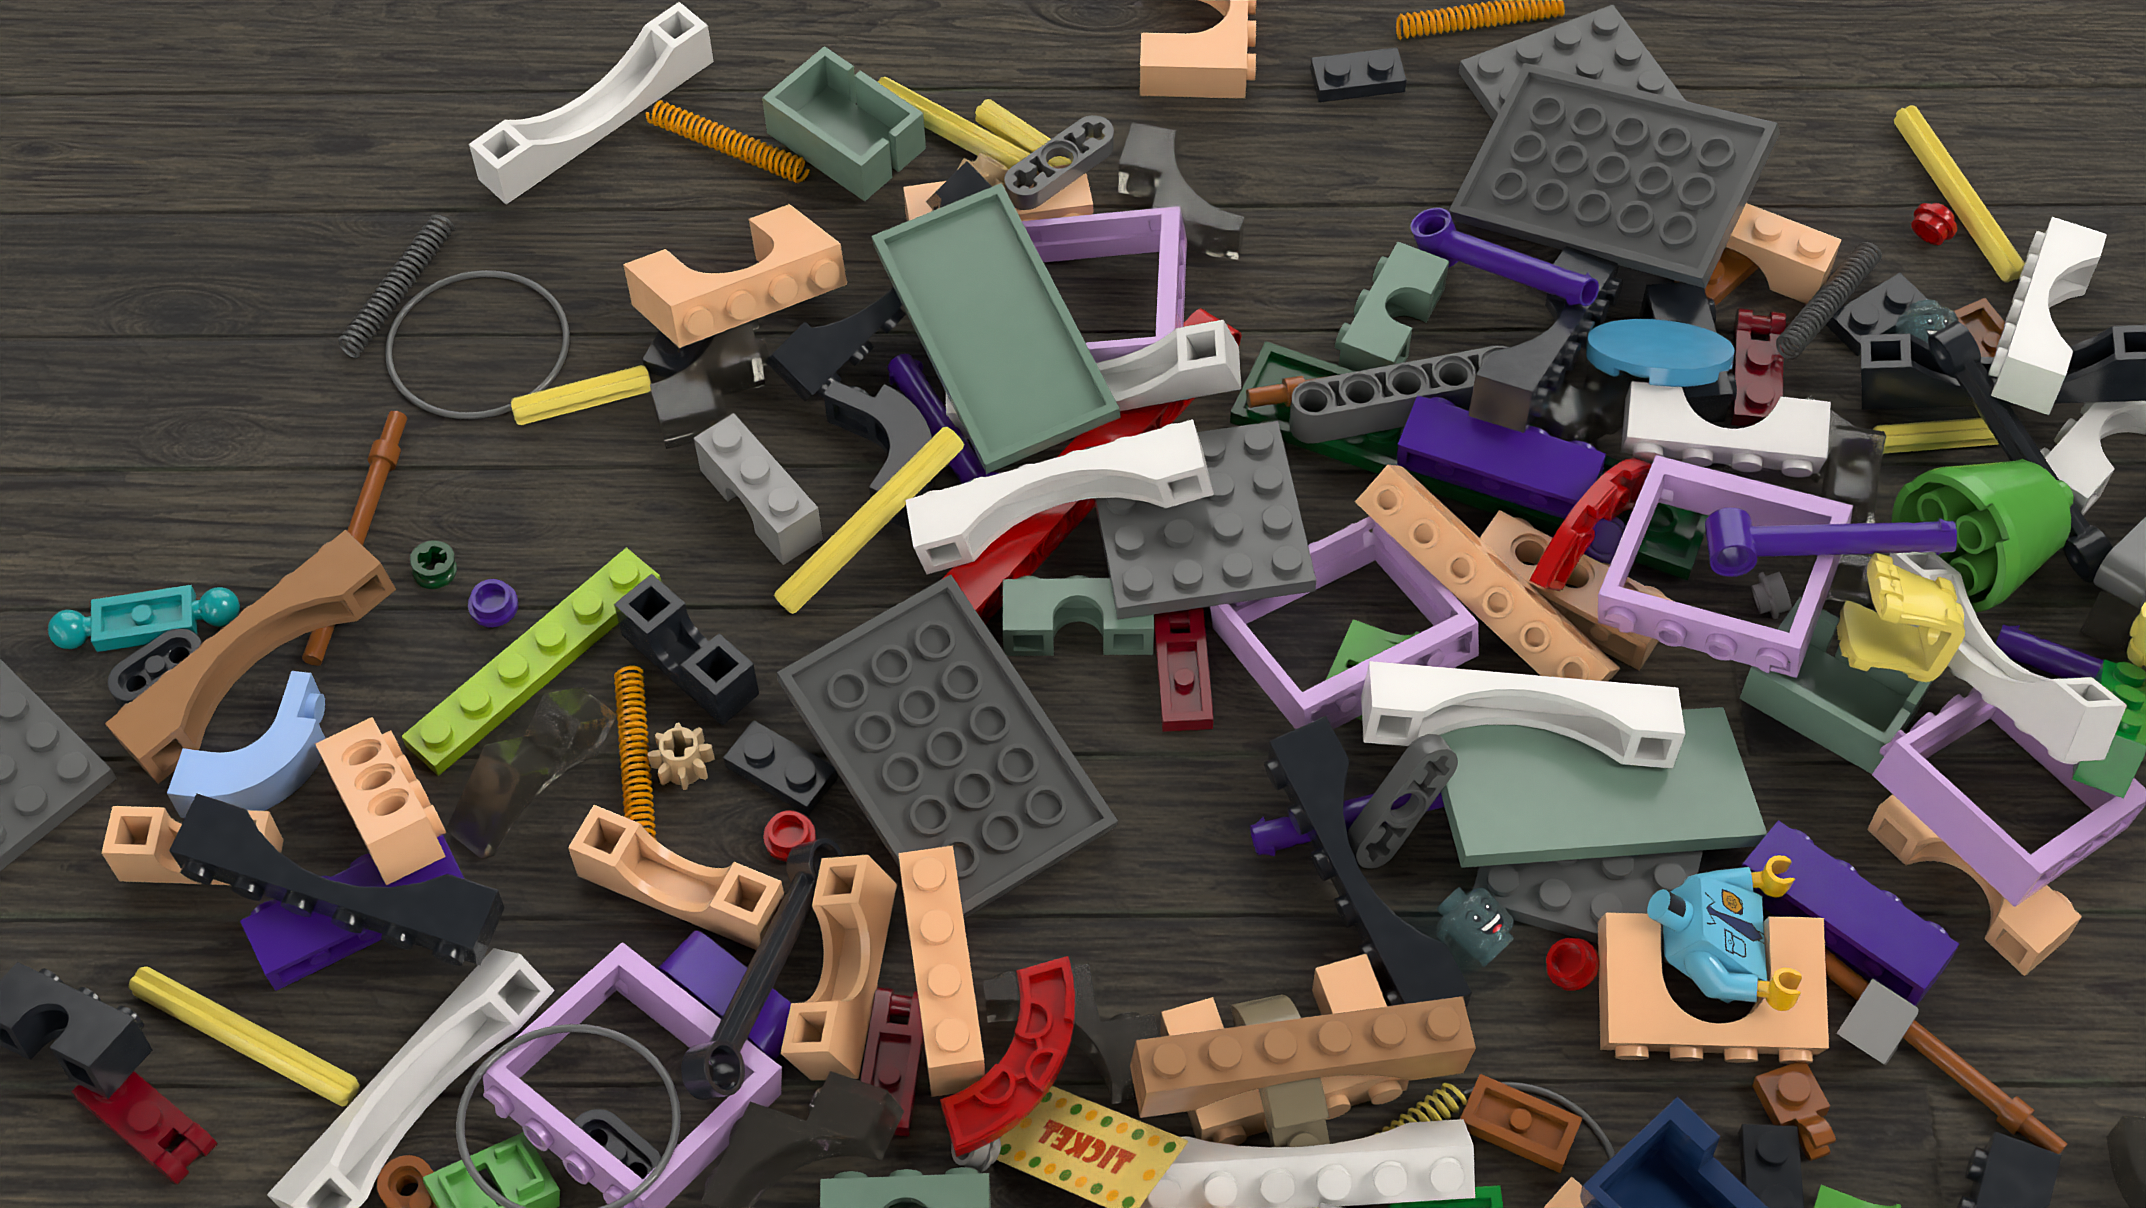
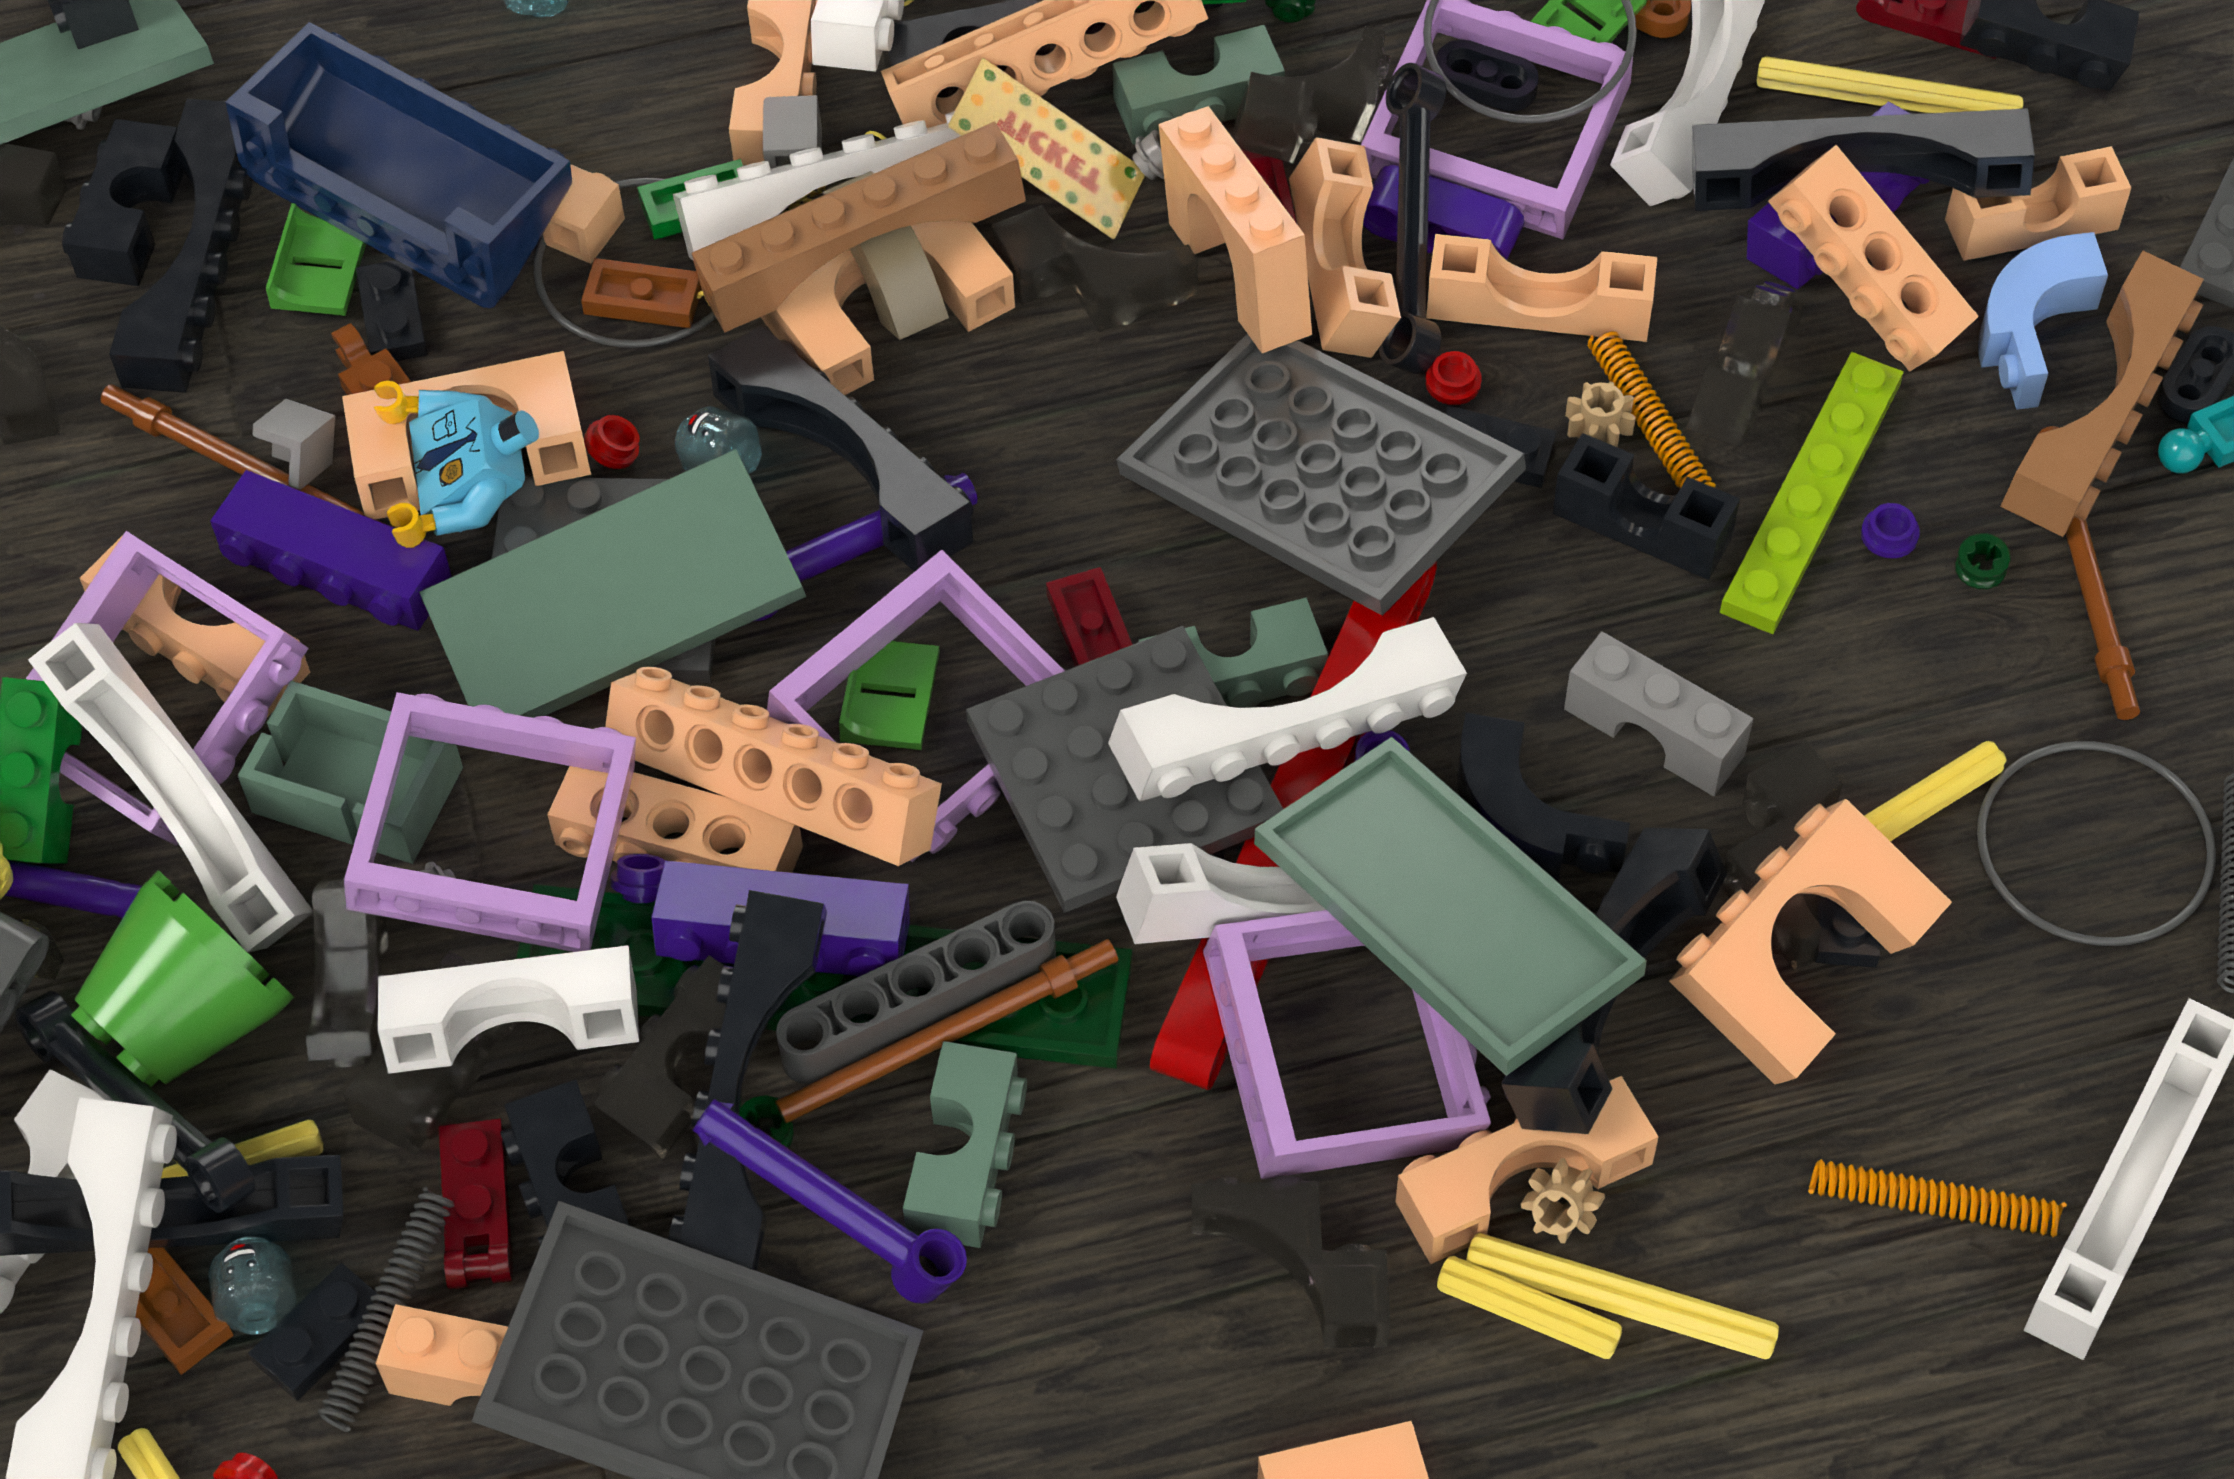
camera: 165 degrees right, 0 degrees up
(849, 142) = (1783, 1227): sand green piece -> none
(869, 520) = (1504, 684): light yellow axle -> none
(1028, 1067) = (1123, 205): red tile -> none
(1067, 145) = (1462, 1238): dark grey beam -> none
(1420, 771) = (816, 512): dark grey beam -> none
(1605, 499) = (655, 845): red tile -> none
(1620, 719) = (819, 575): white arch -> none
(1660, 350) = (602, 1085): dark azure tile -> none
(1737, 544) = (480, 790): dark purple piece -> none
(1885, 637) = (283, 769): light yellow piece -> none

